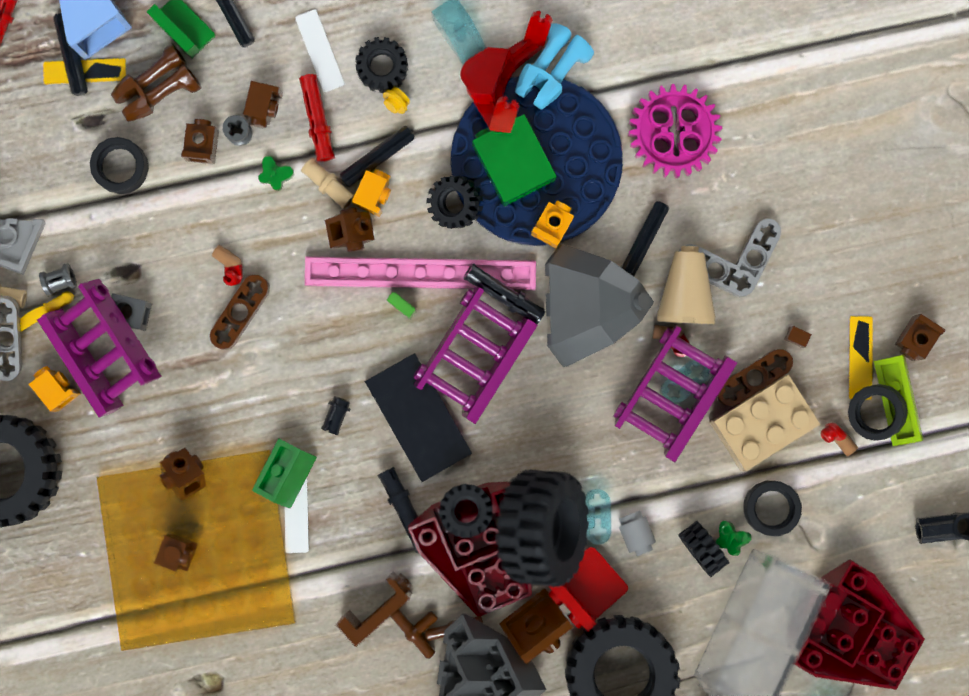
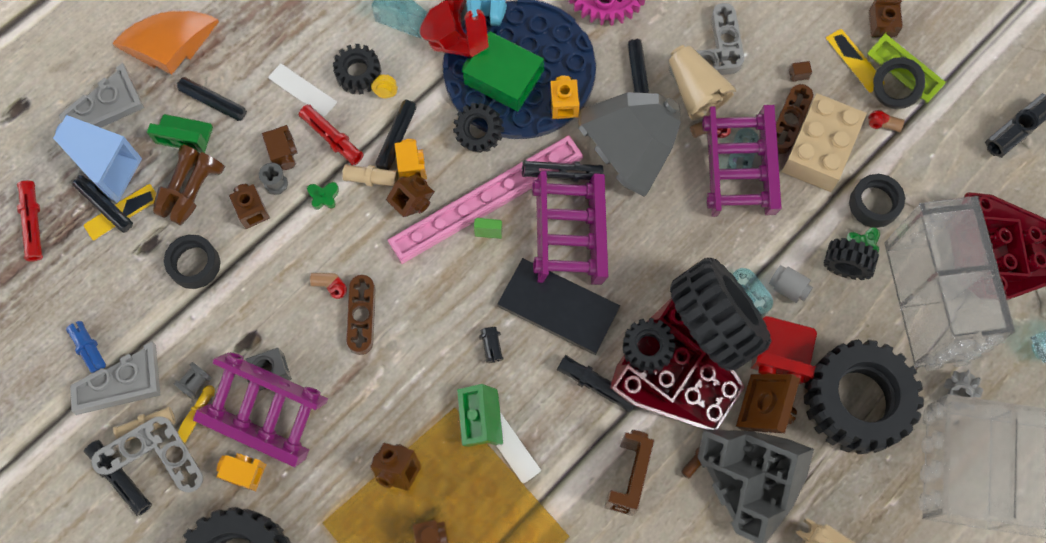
camera: 30 degrees left, 15 degrees down
(413, 633) = (673, 478): reddish brown piece -> none

